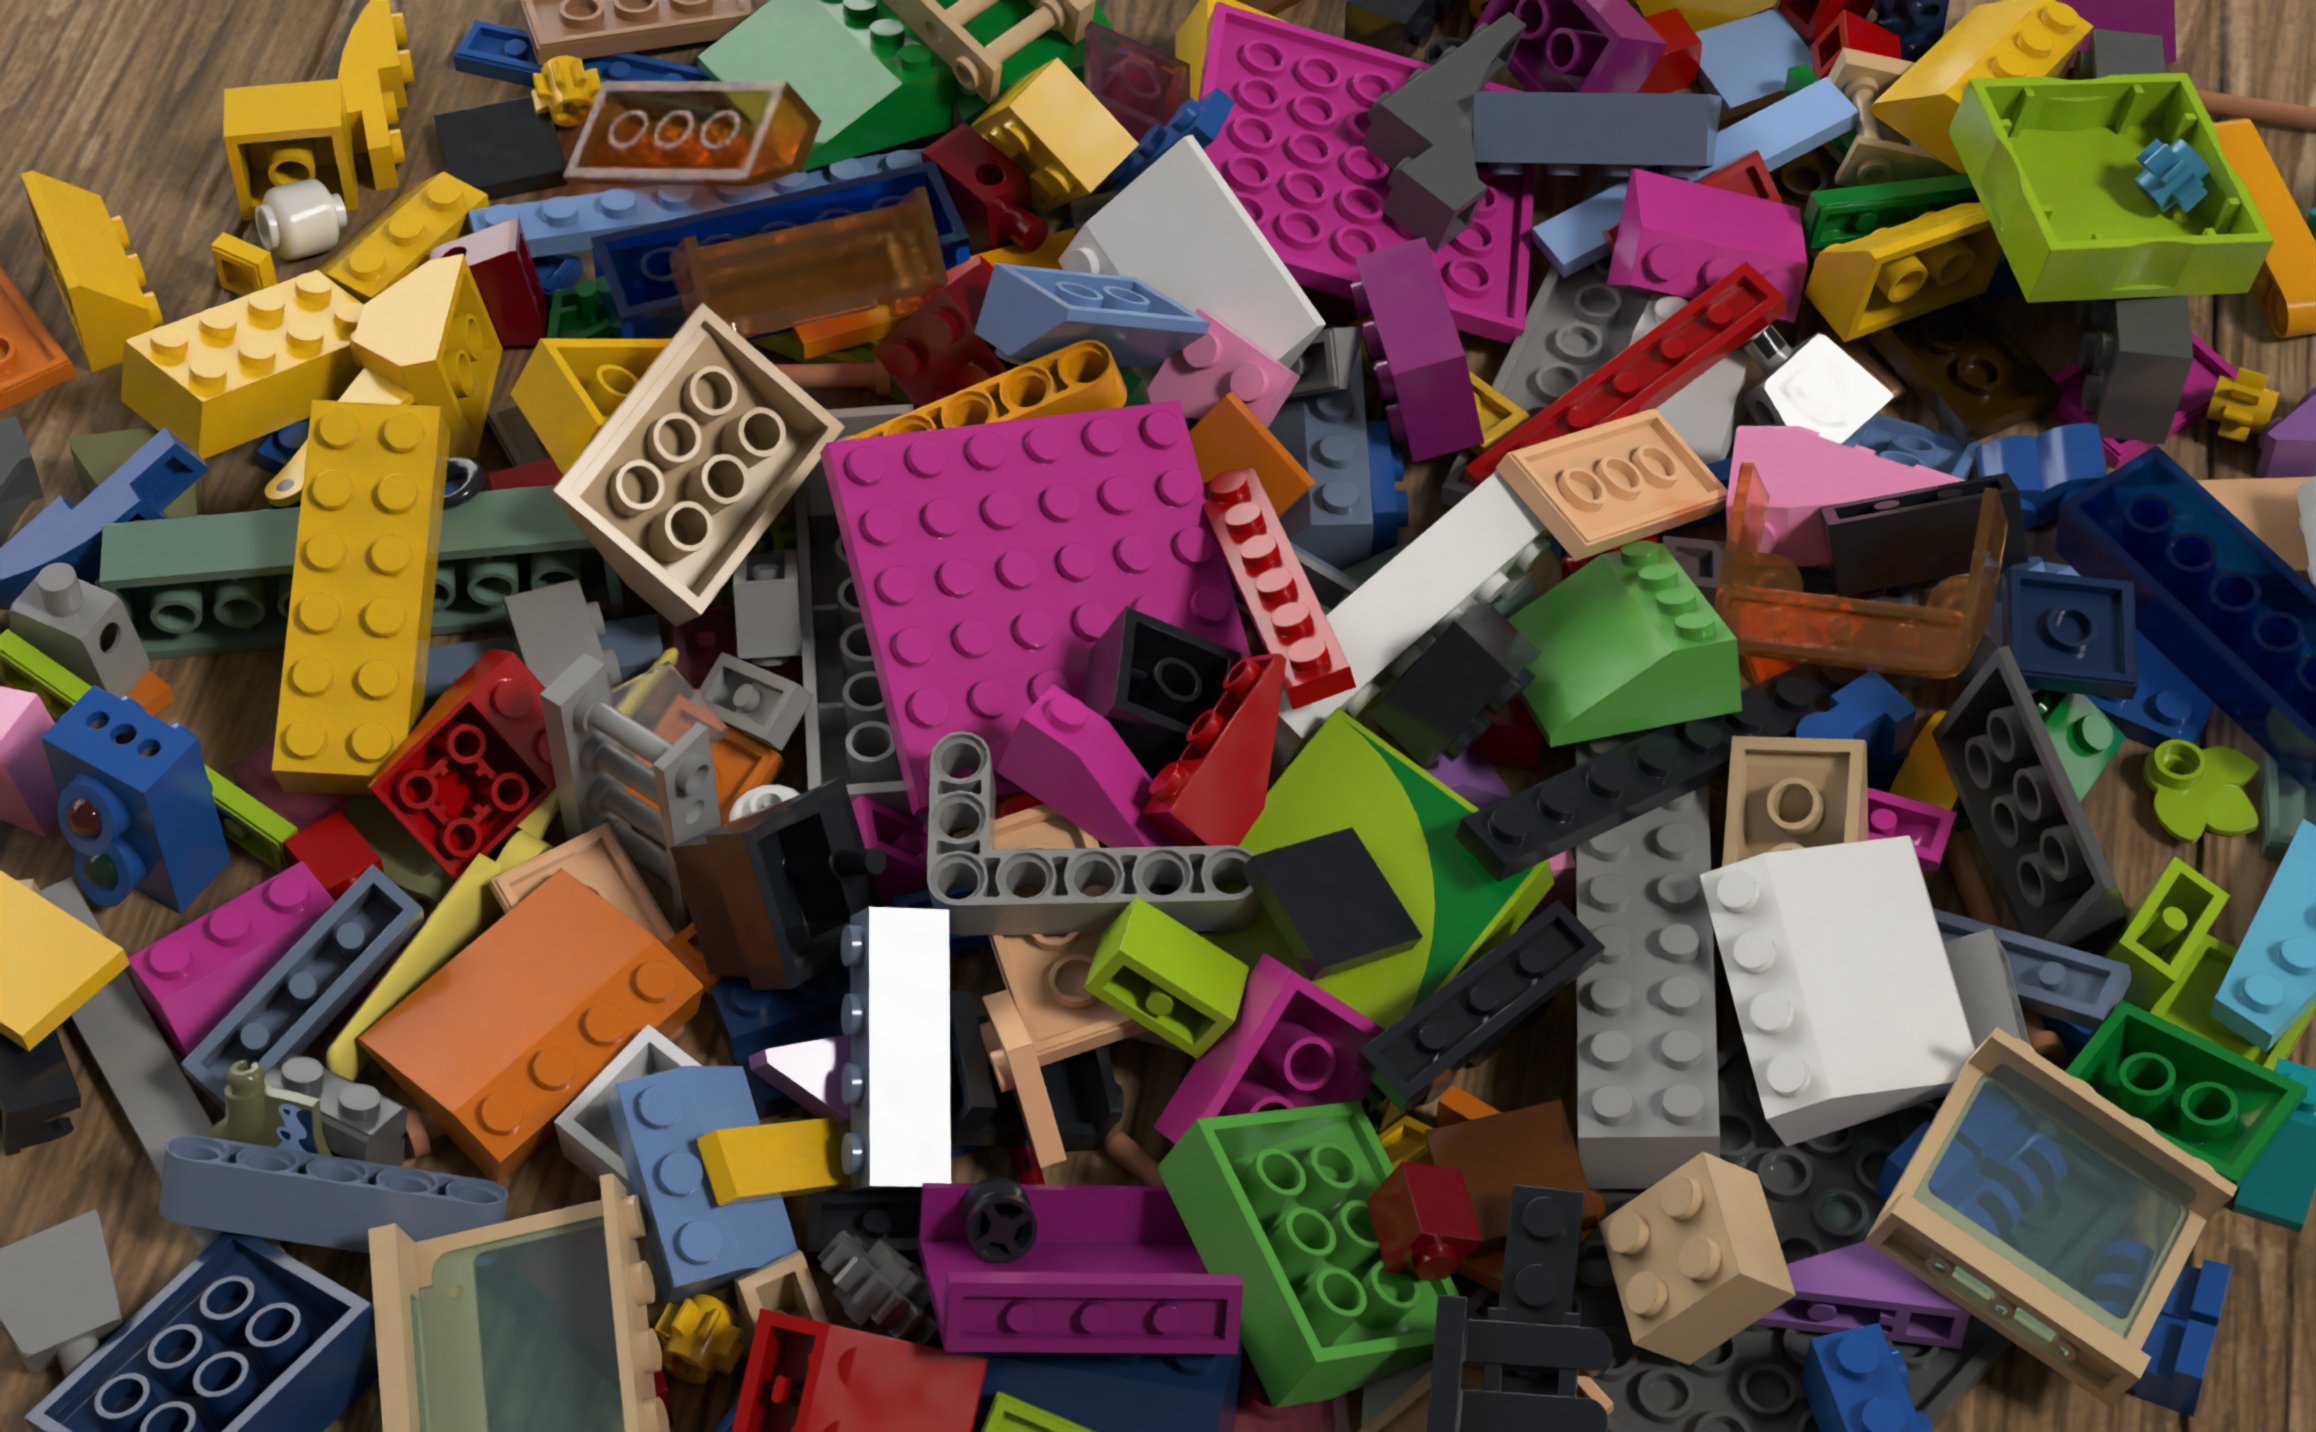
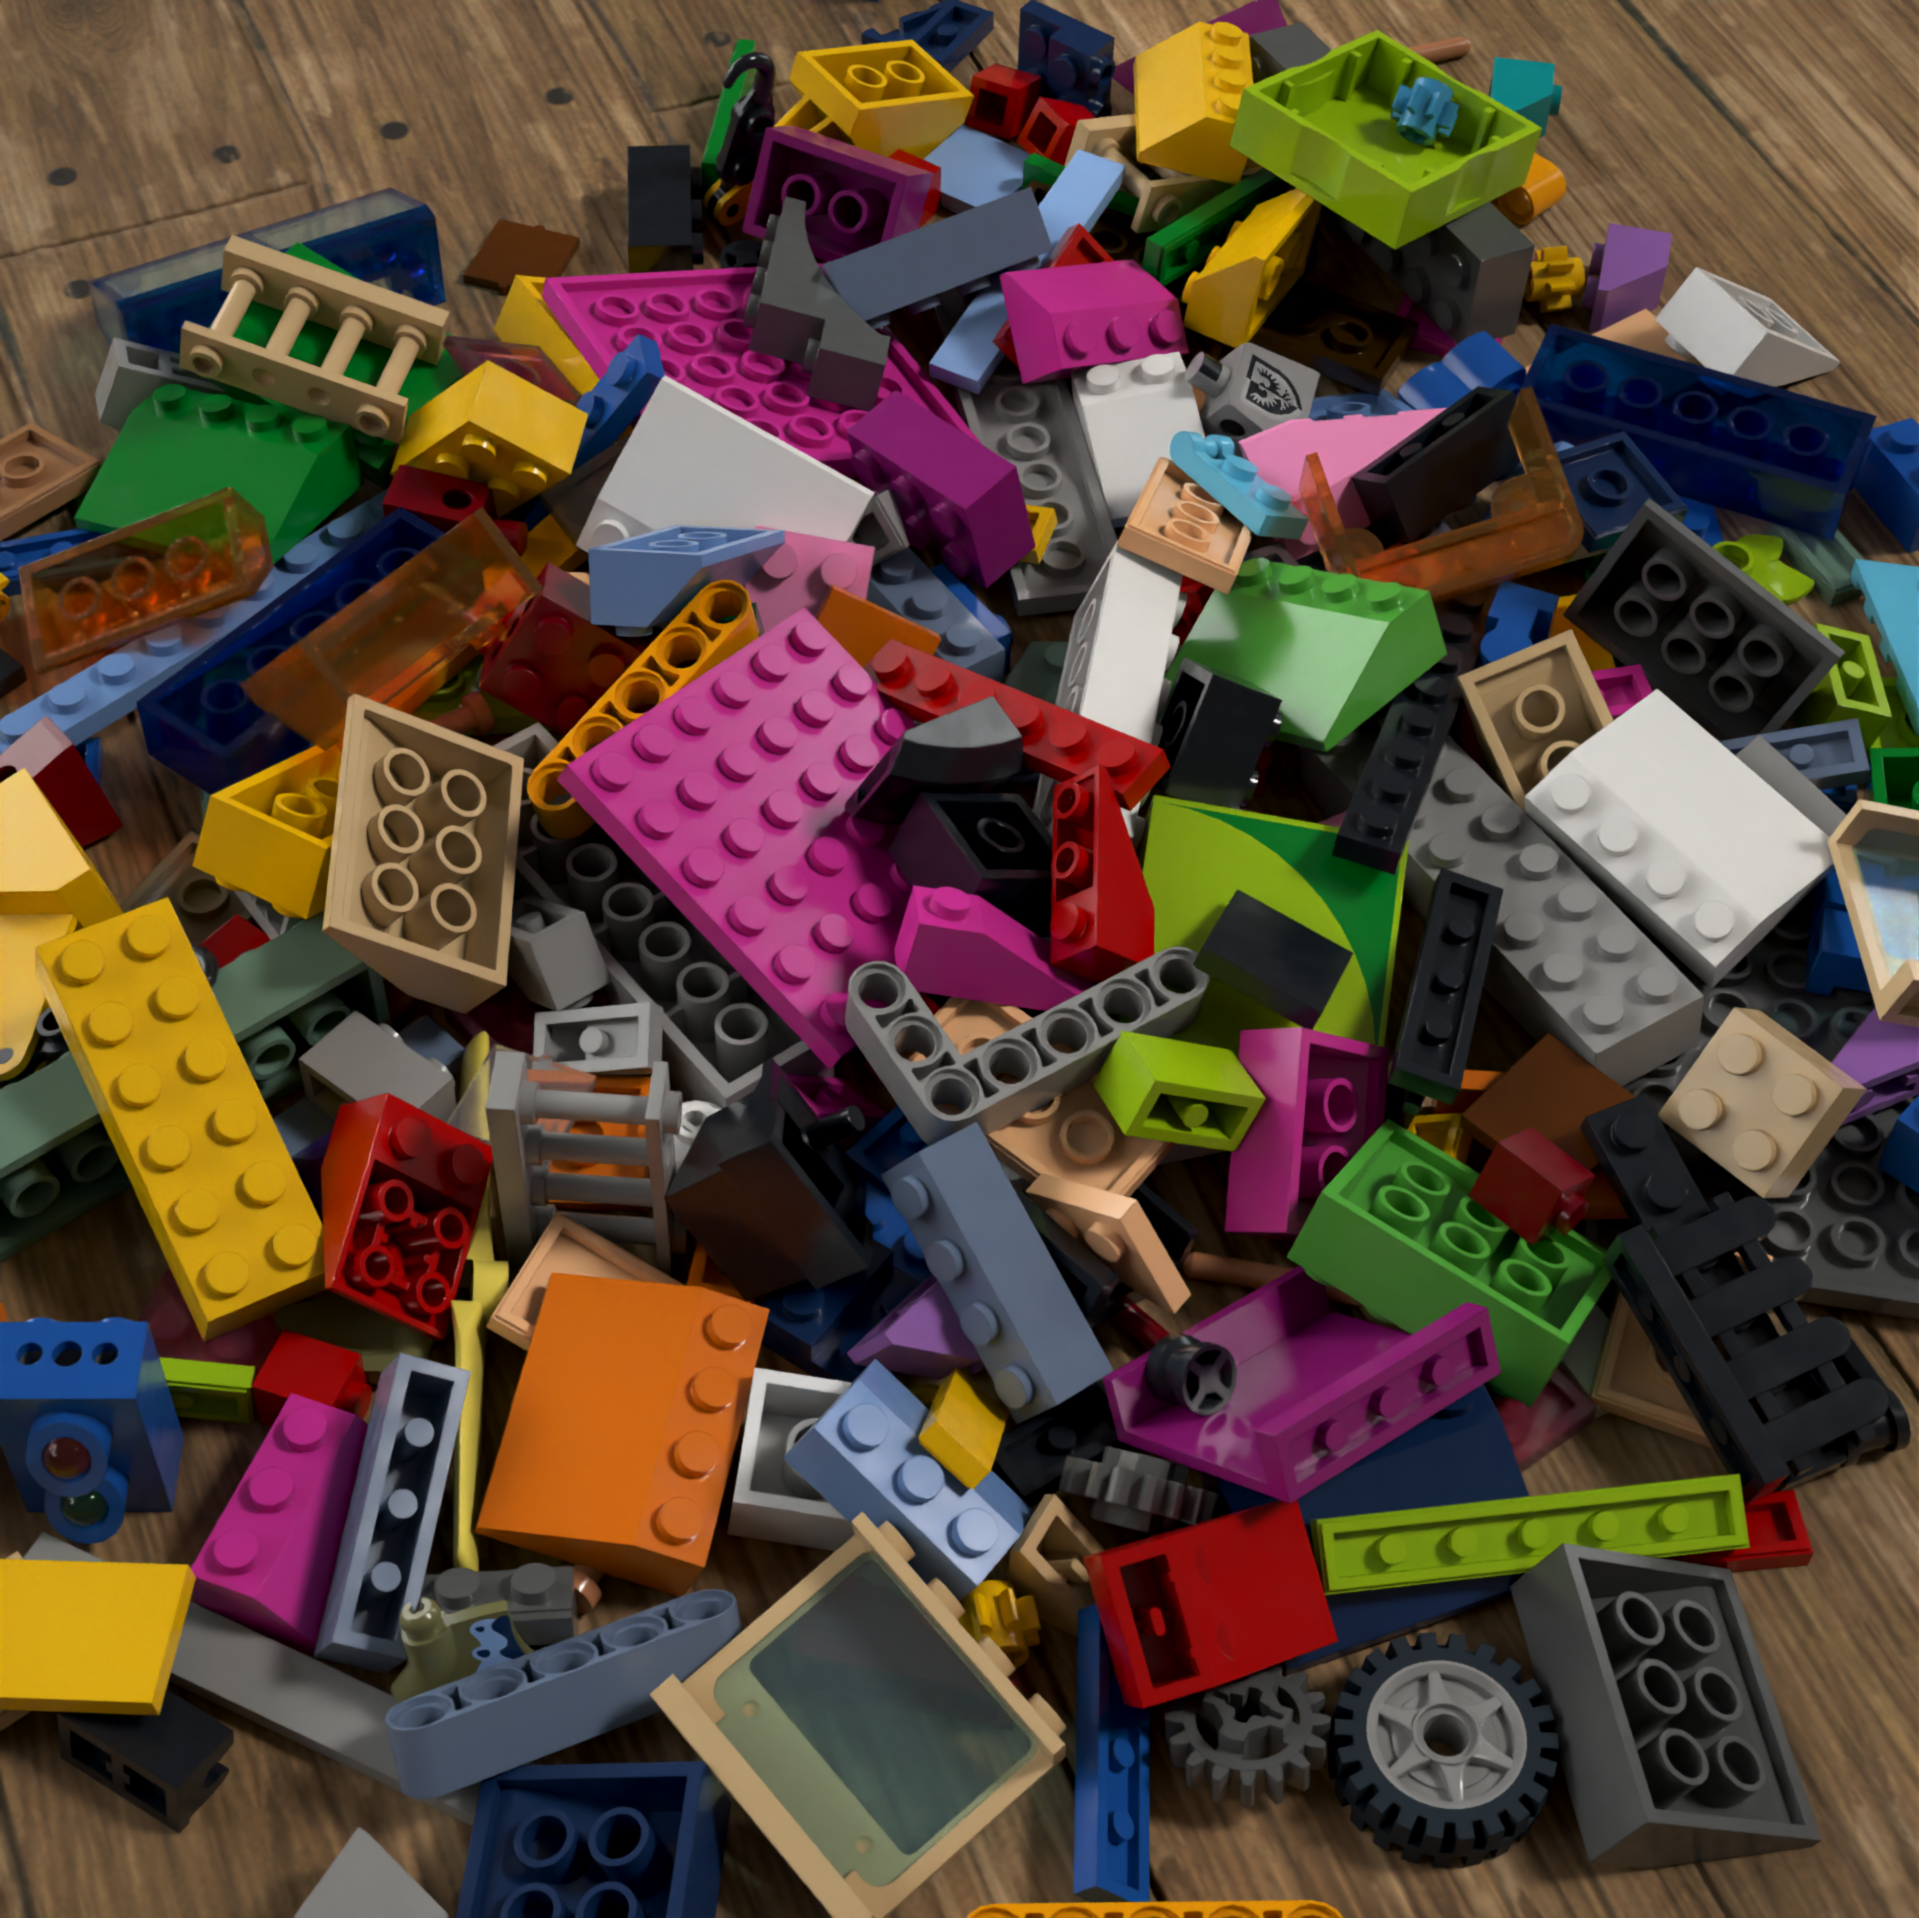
camera: 35 degrees left, 0 degrees up
(578, 313) = (140, 791): green piece -> none
(1186, 587) = (958, 752): none -> black slope
(1653, 365) = (1122, 452): red plate -> none
(1698, 466) = (1236, 485): none -> medium azure plate

